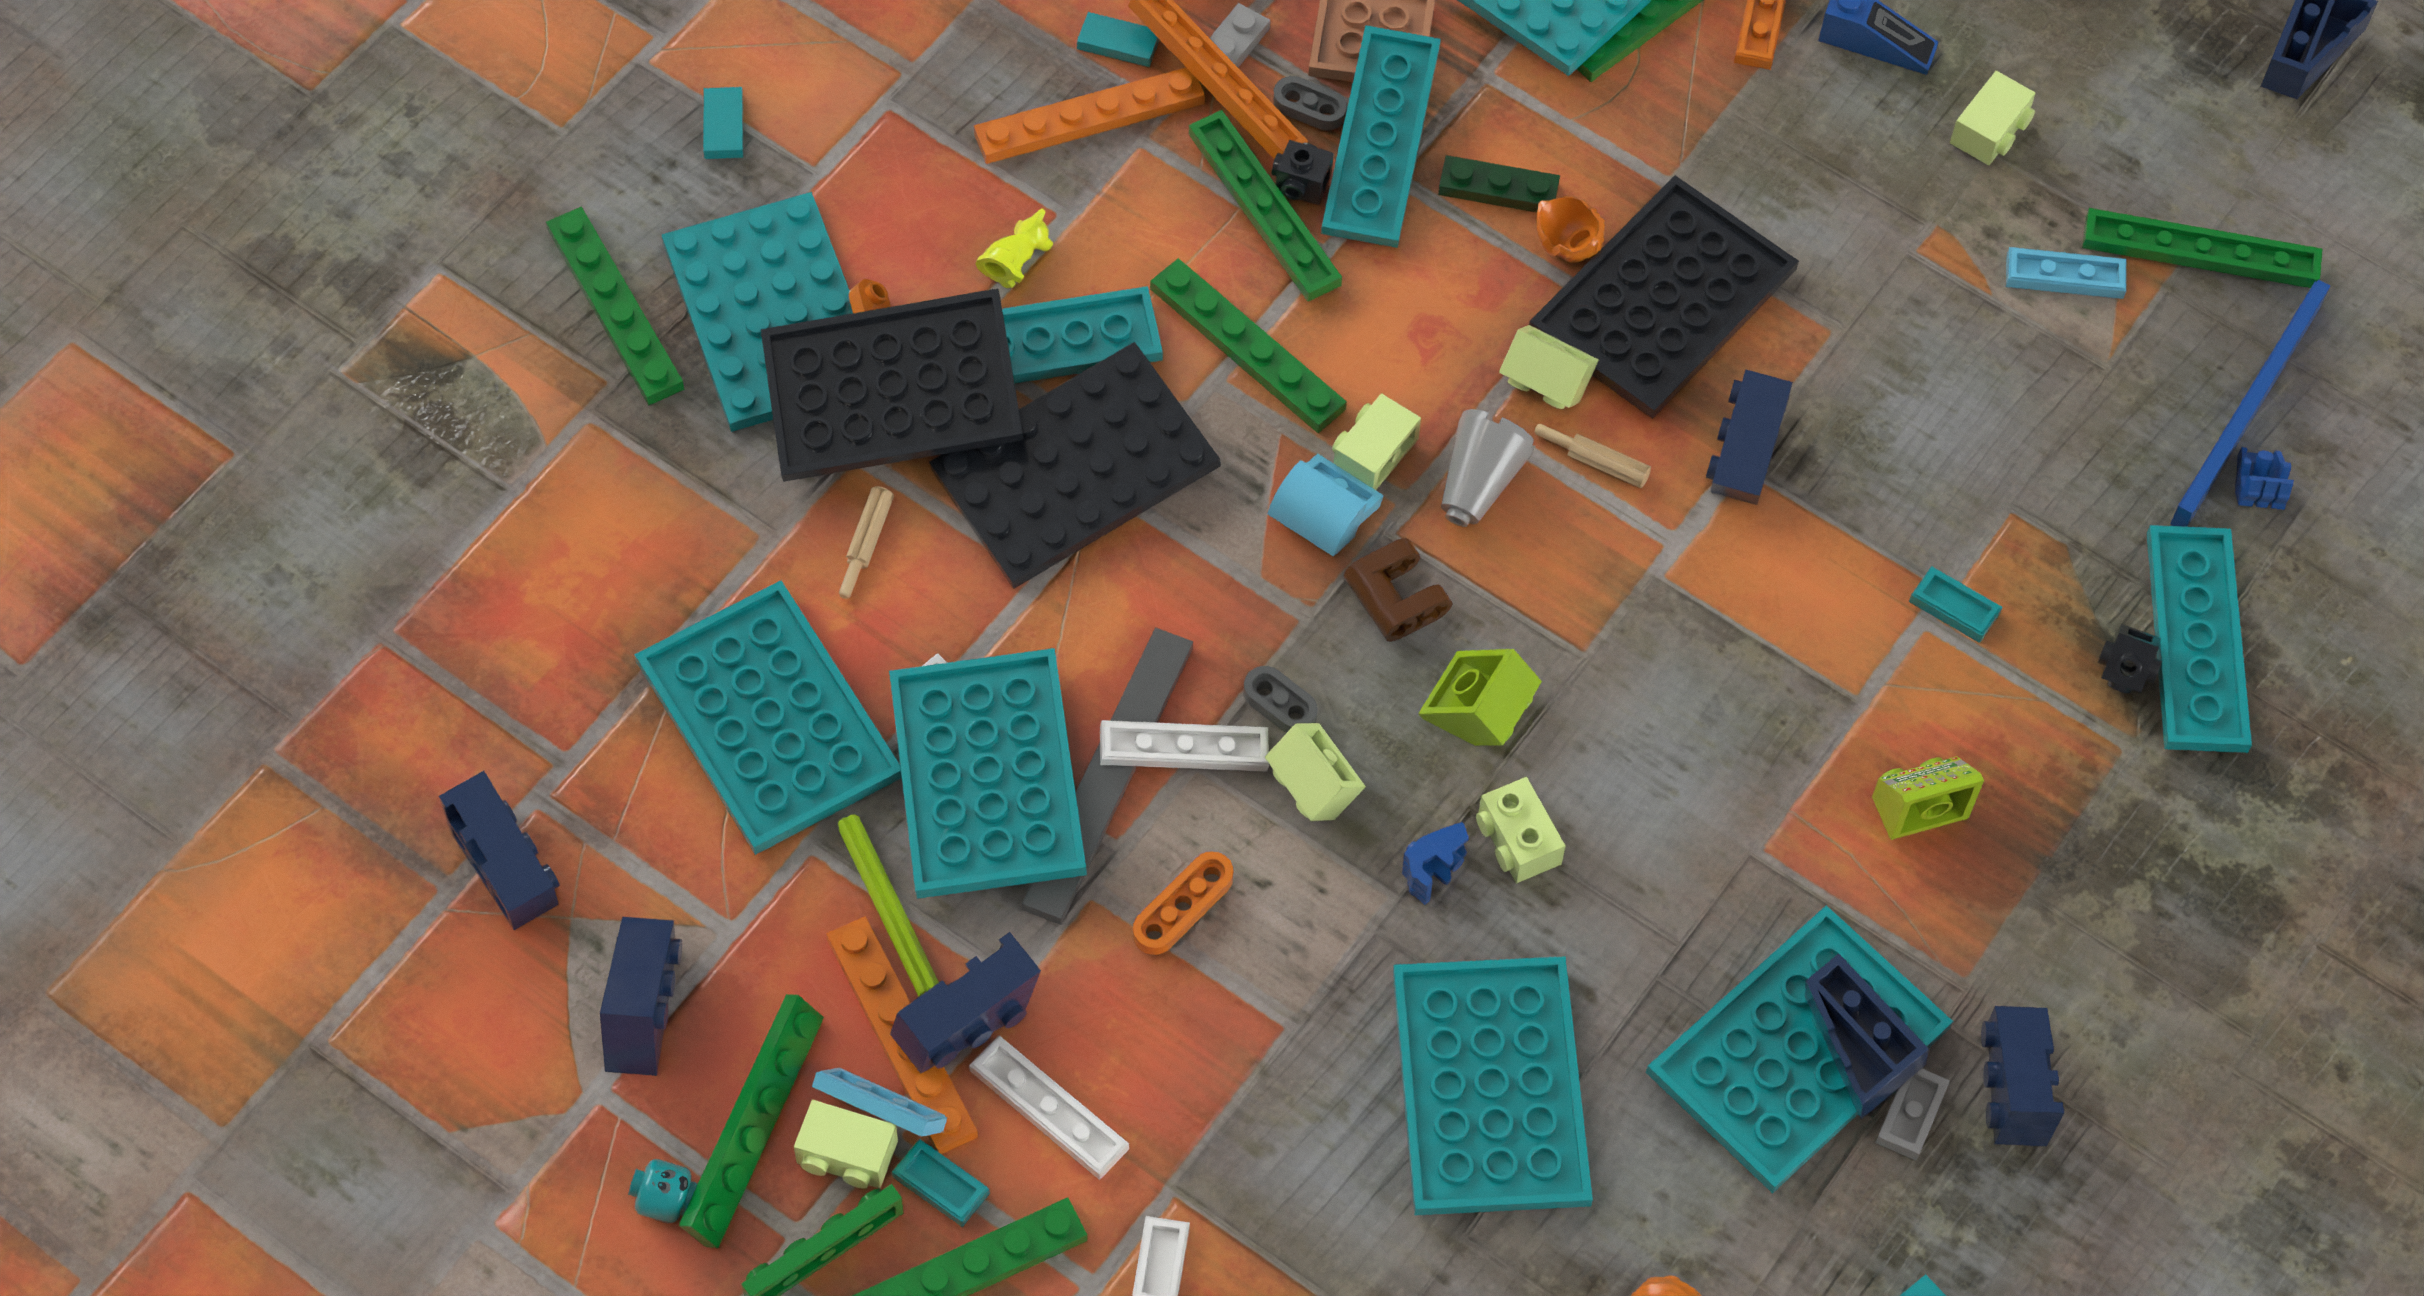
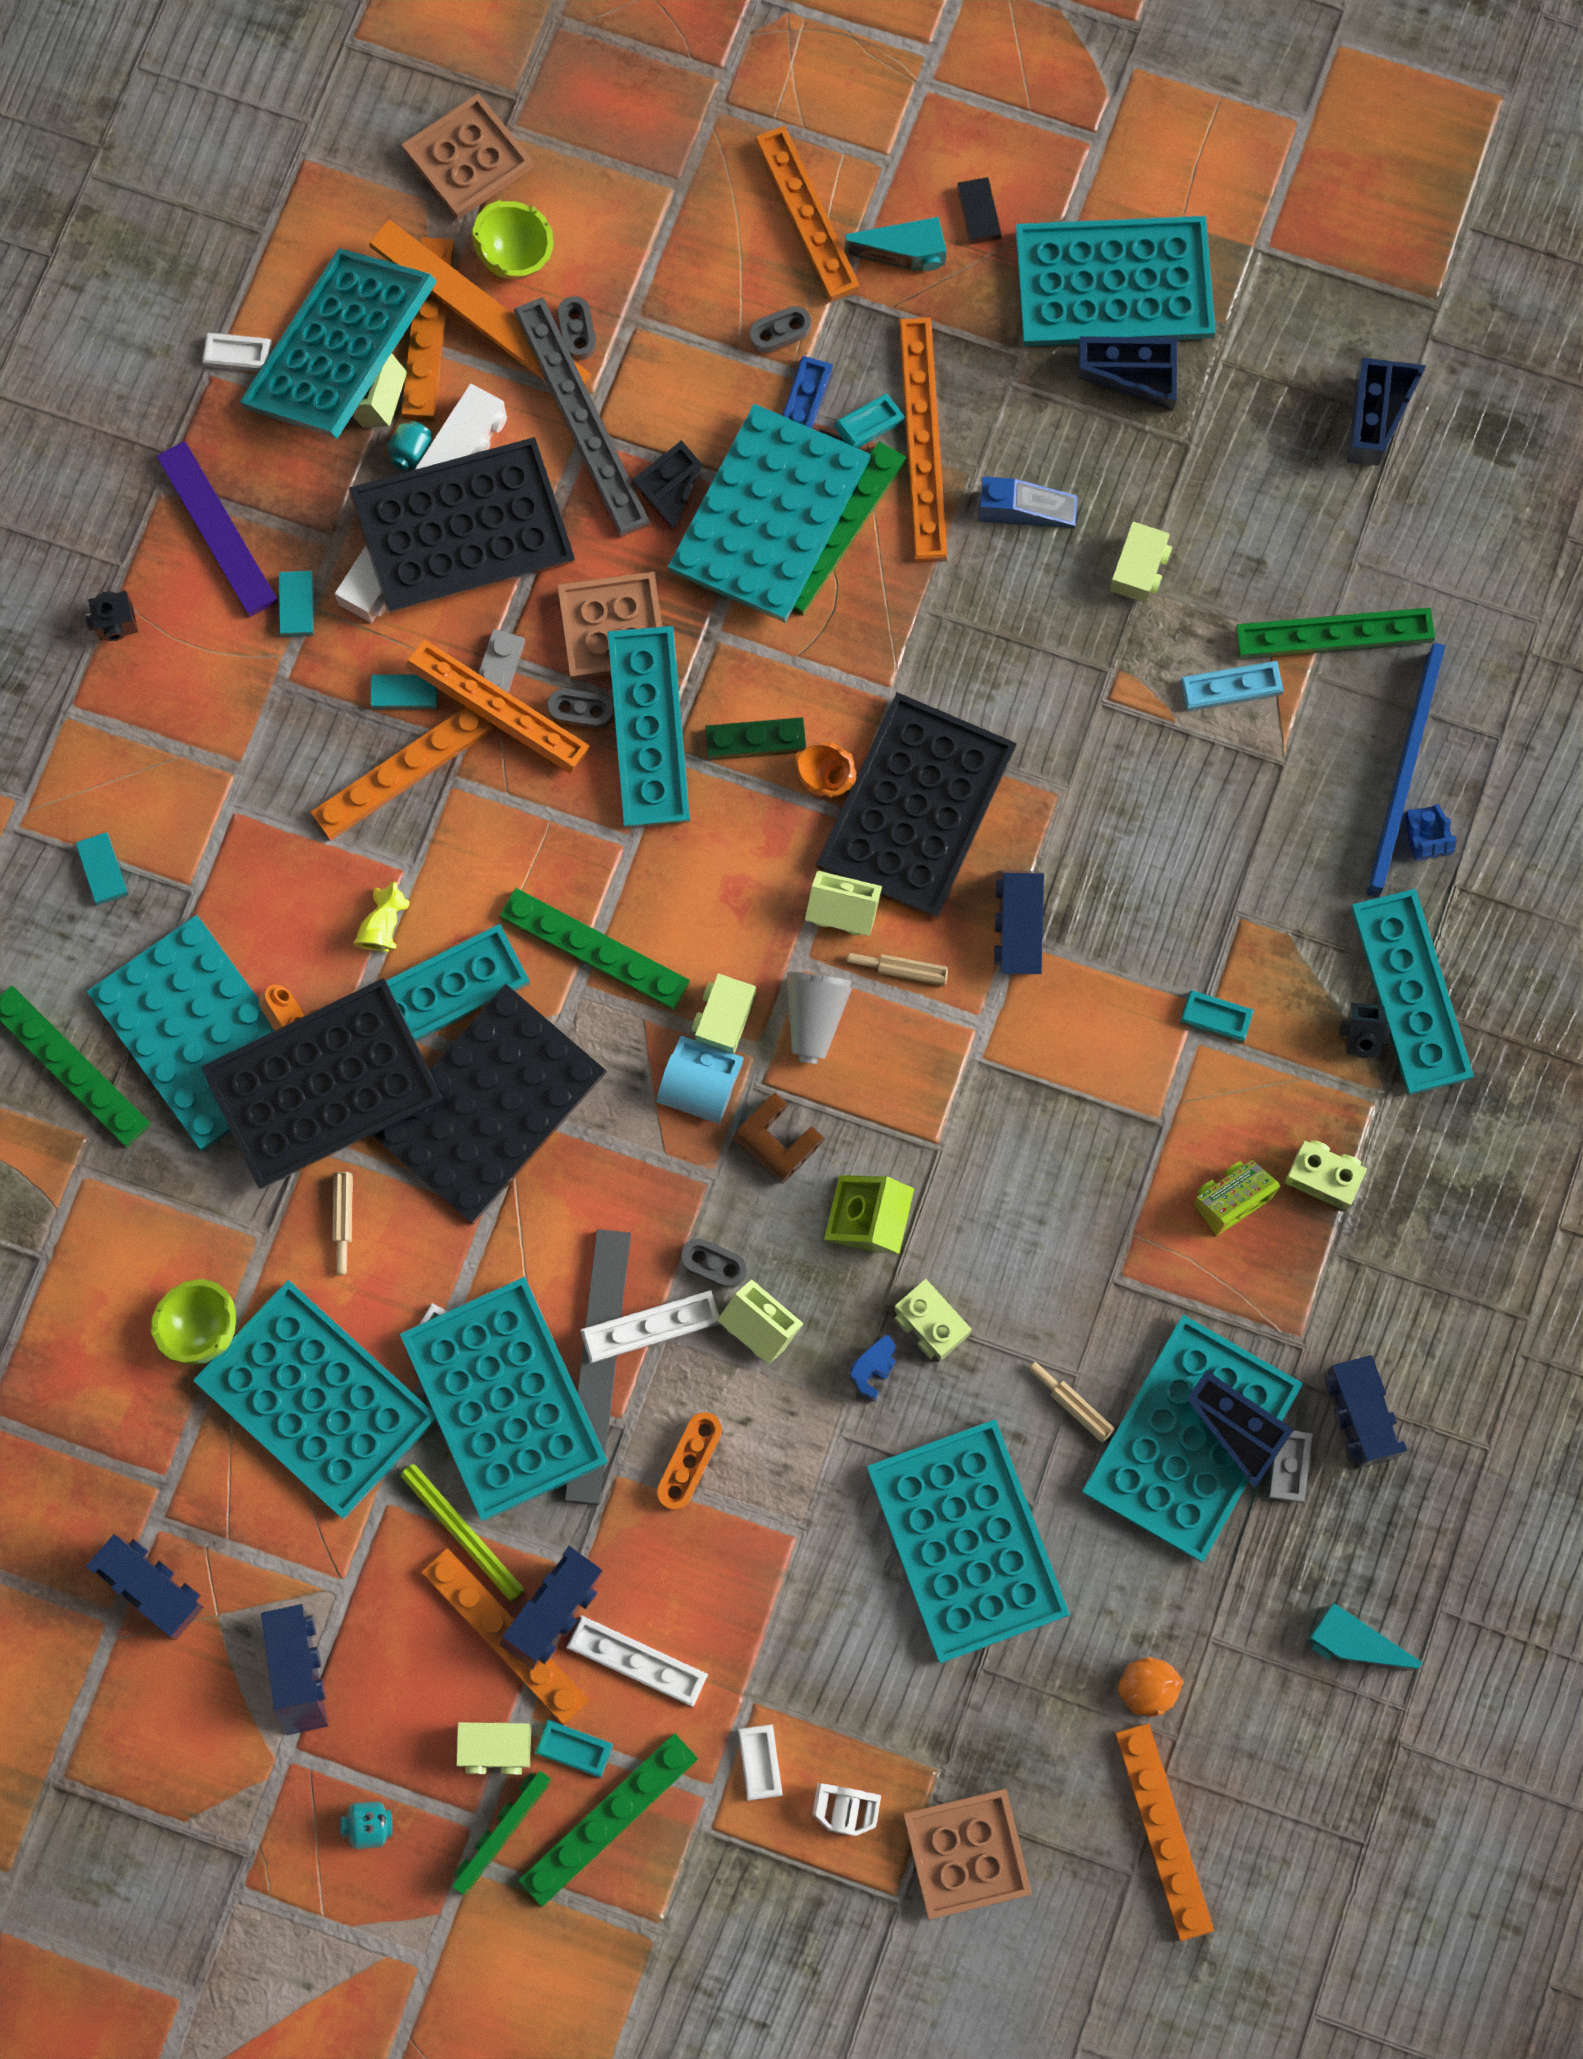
camera: 15 degrees left, 15 degrees up
(659, 591) = (194, 1322): none -> lime cylinder
(751, 1121) = (415, 1746): green plate -> none
(880, 1101) = (509, 1704): medium azure tile -> none
(1265, 206) = (571, 816): green plate -> none
(1303, 171) = (594, 779): black brick -> none
(1666, 973) = (1075, 1405): none -> tan axle
(2042, 803) = (1326, 1174): none -> yellowish green brick

